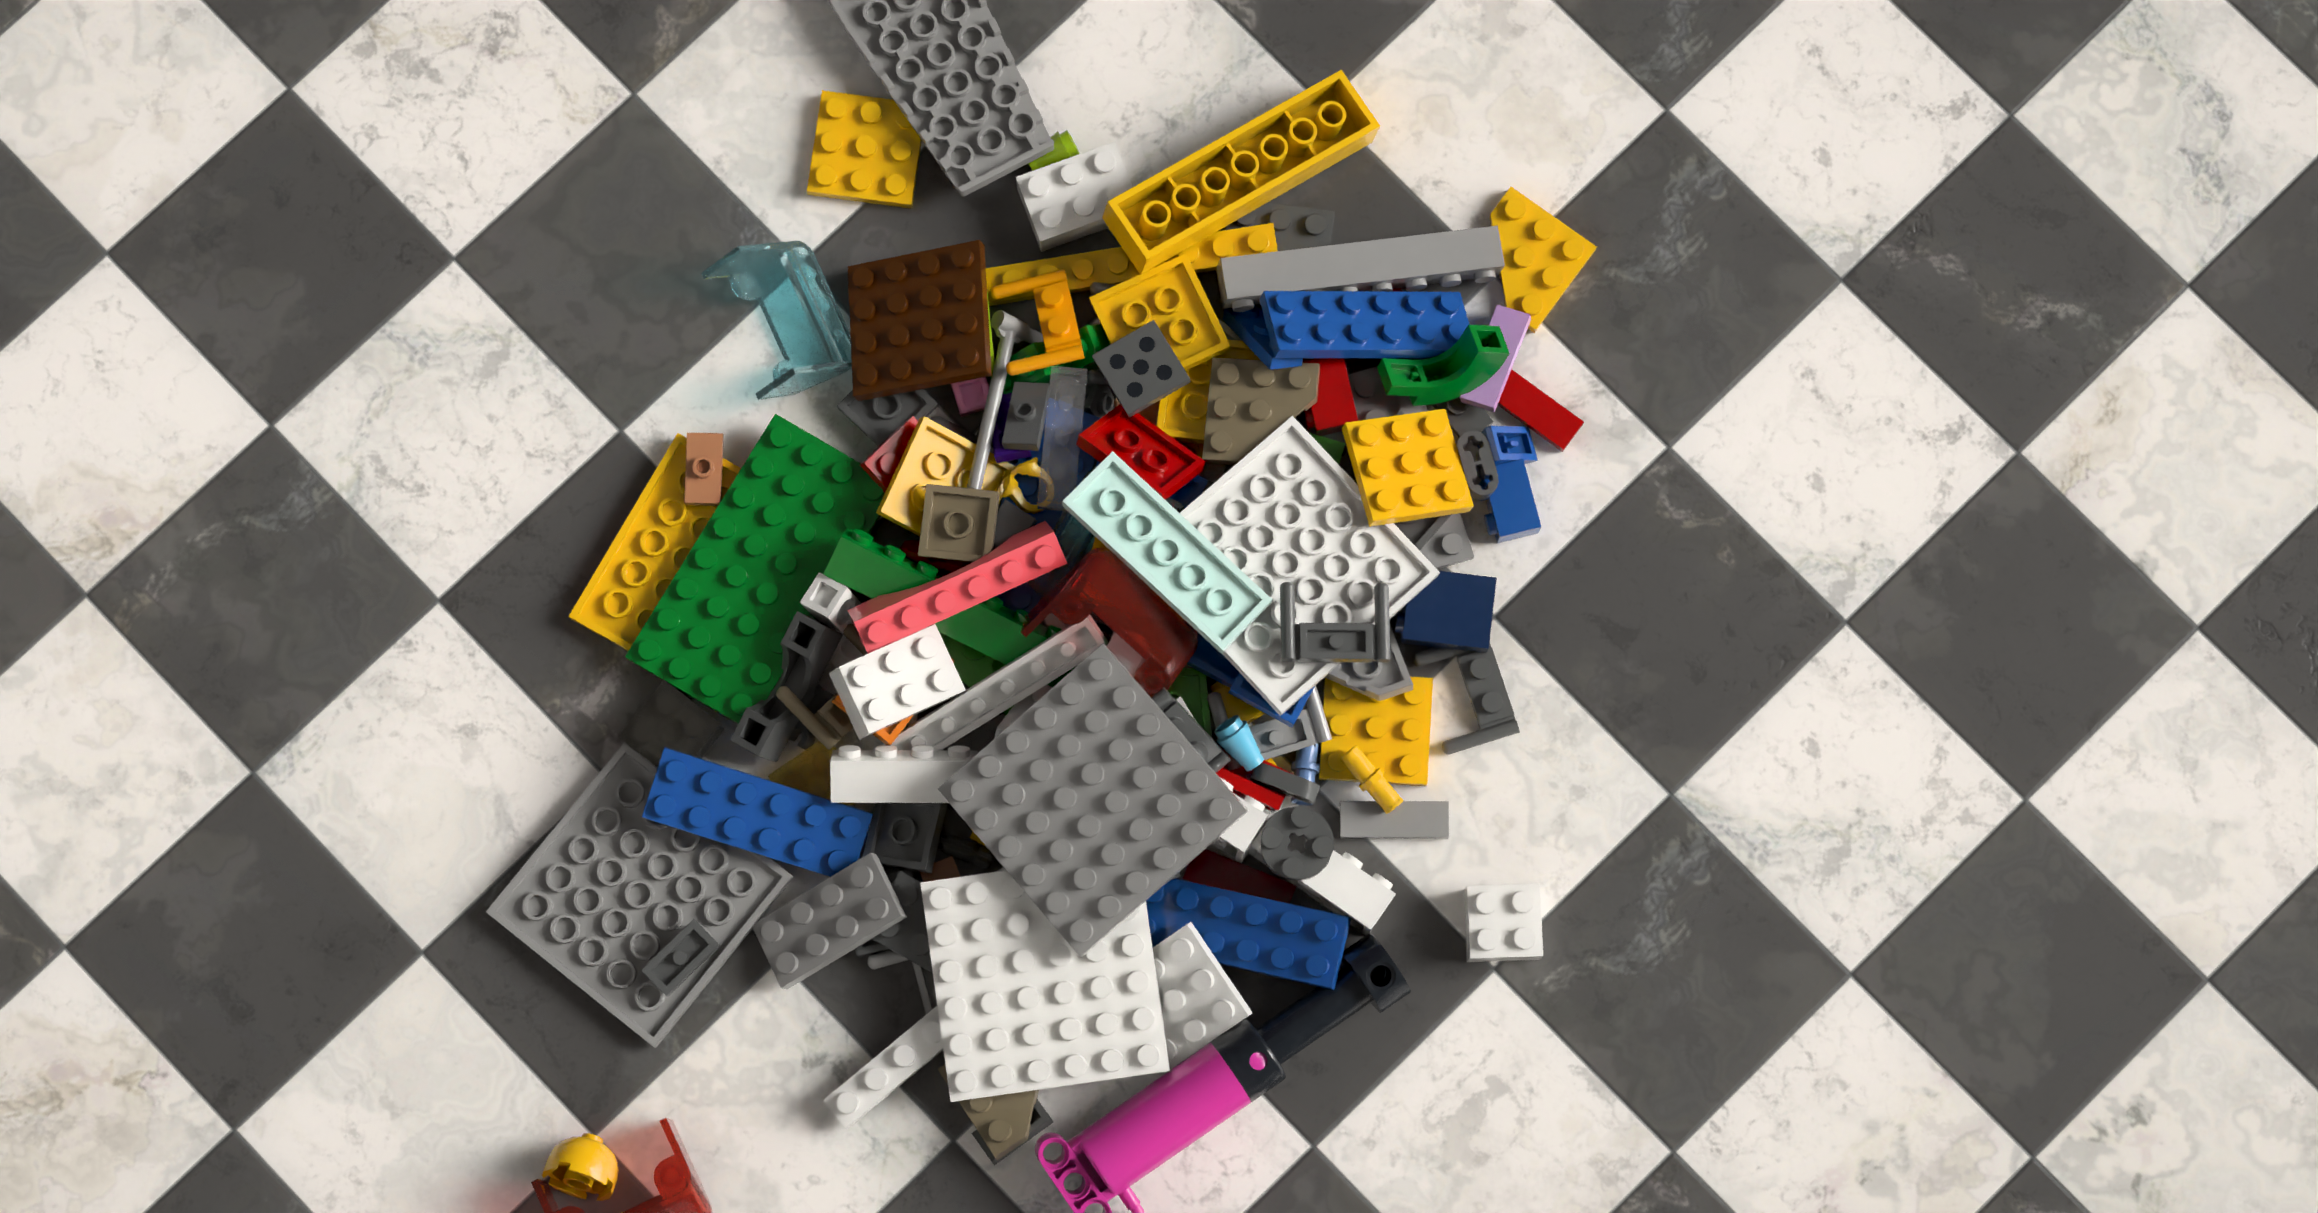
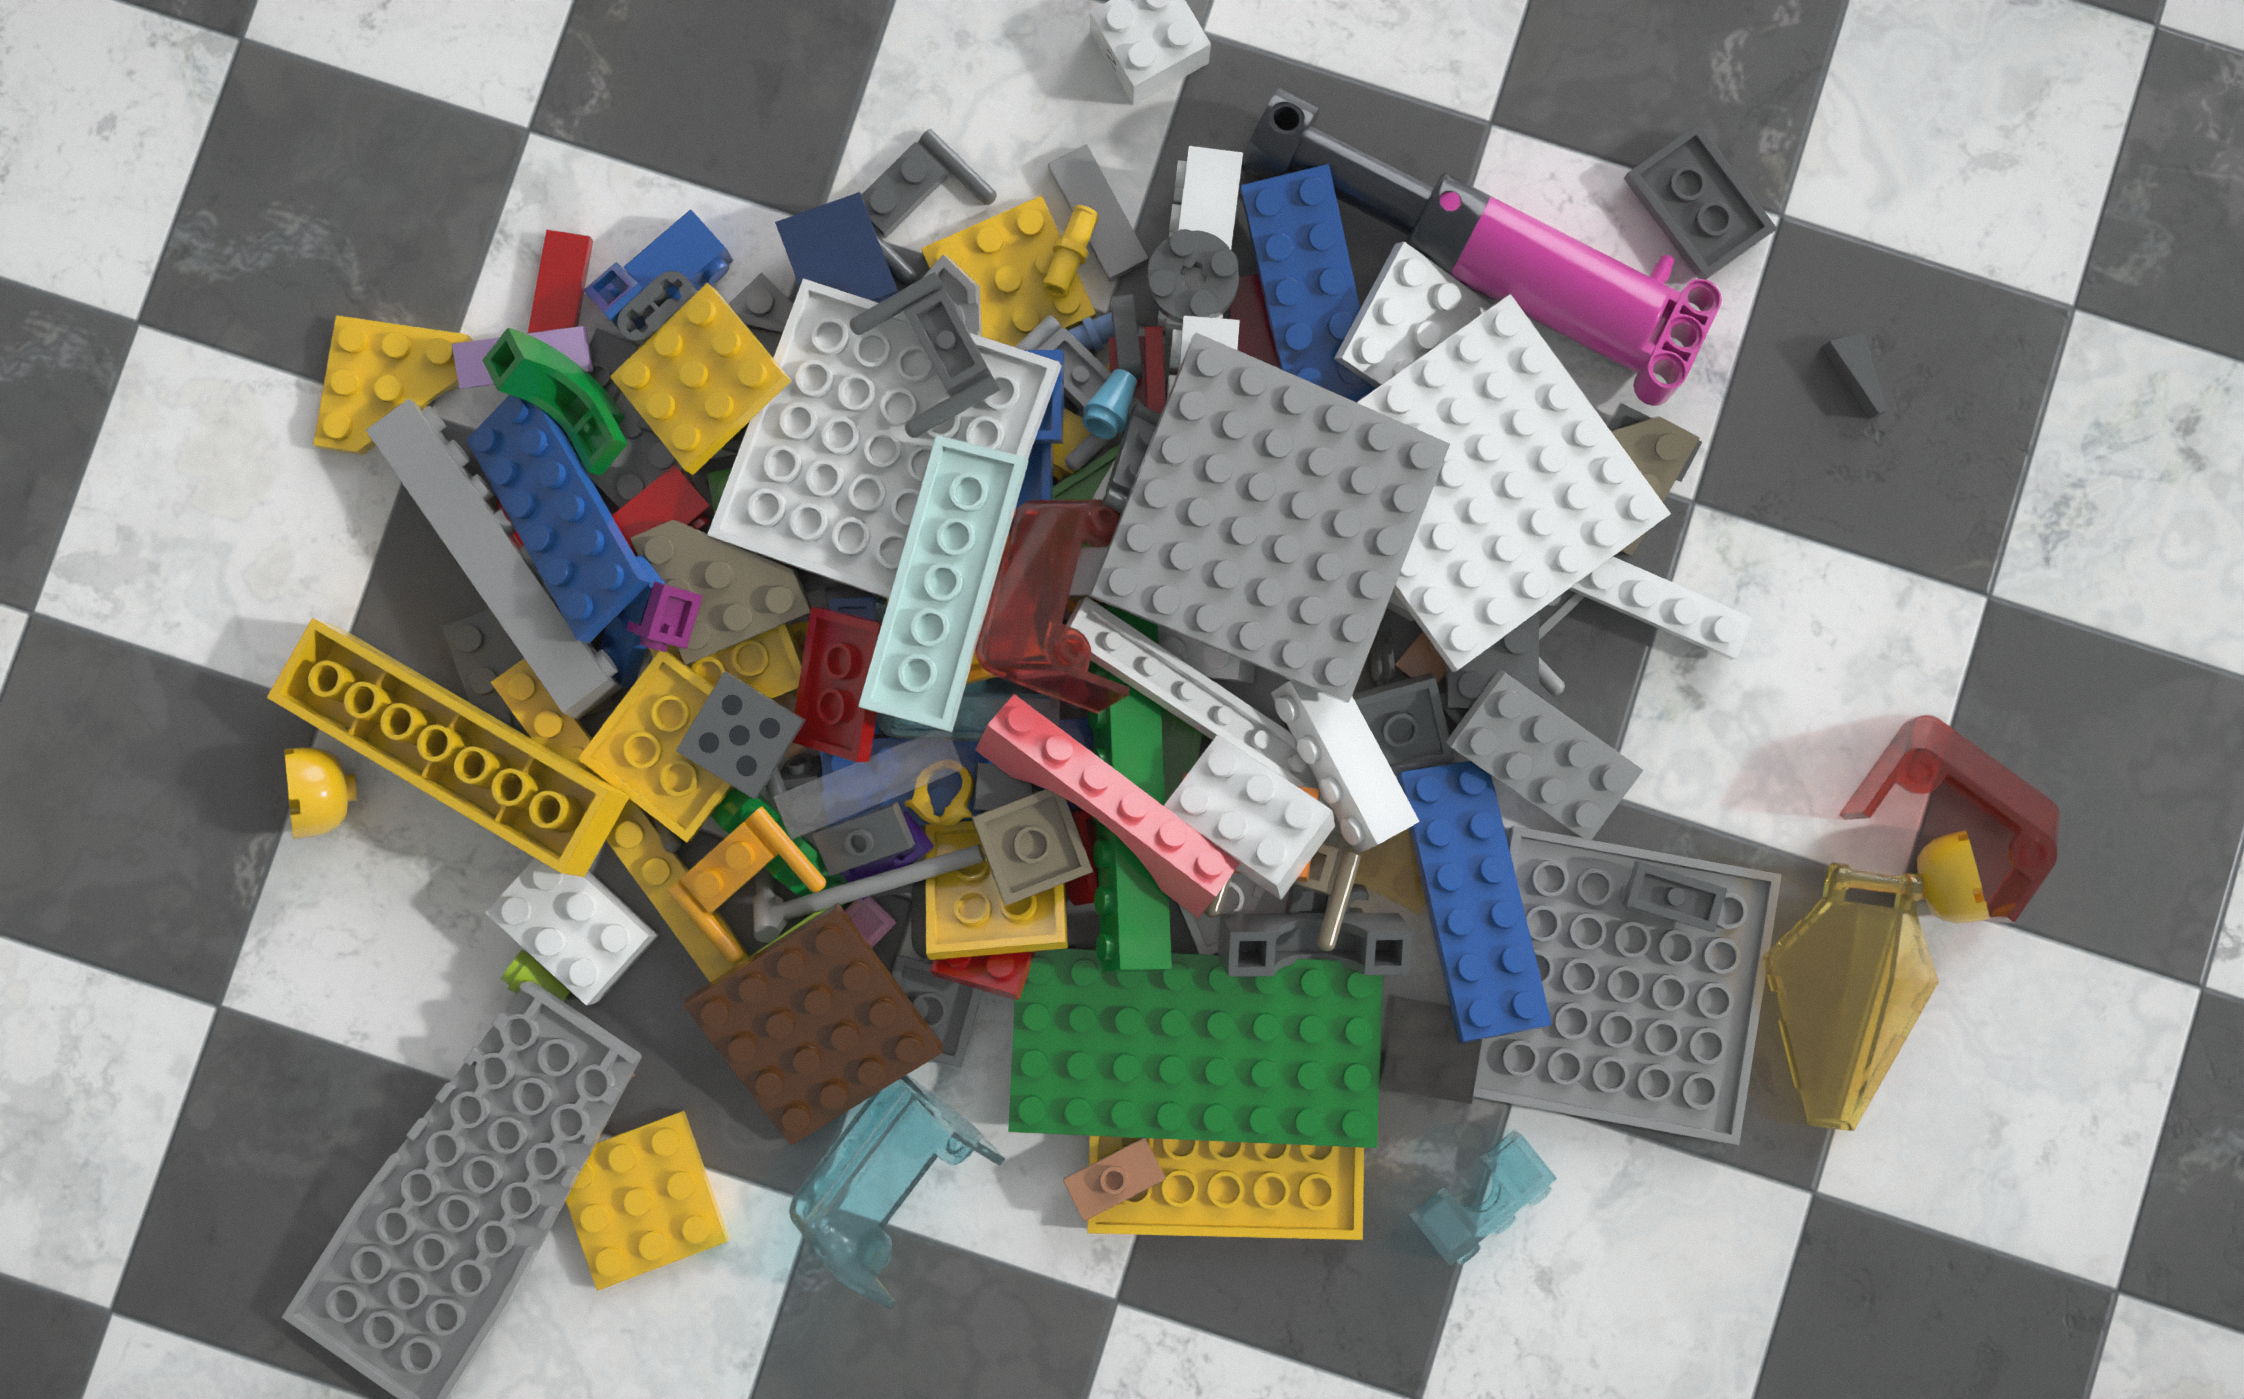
camera: 120 degrees left, 5 degrees up
(540, 685) = (1517, 1179): none -> clear light blue arch
(545, 1049) = (1850, 991): none -> clear yellow windscreen
(829, 602) = (1195, 945): white brick -> none
(1246, 358) = (667, 617): none -> magenta bracket
(1262, 71) = (317, 791): none -> yellow cylinder

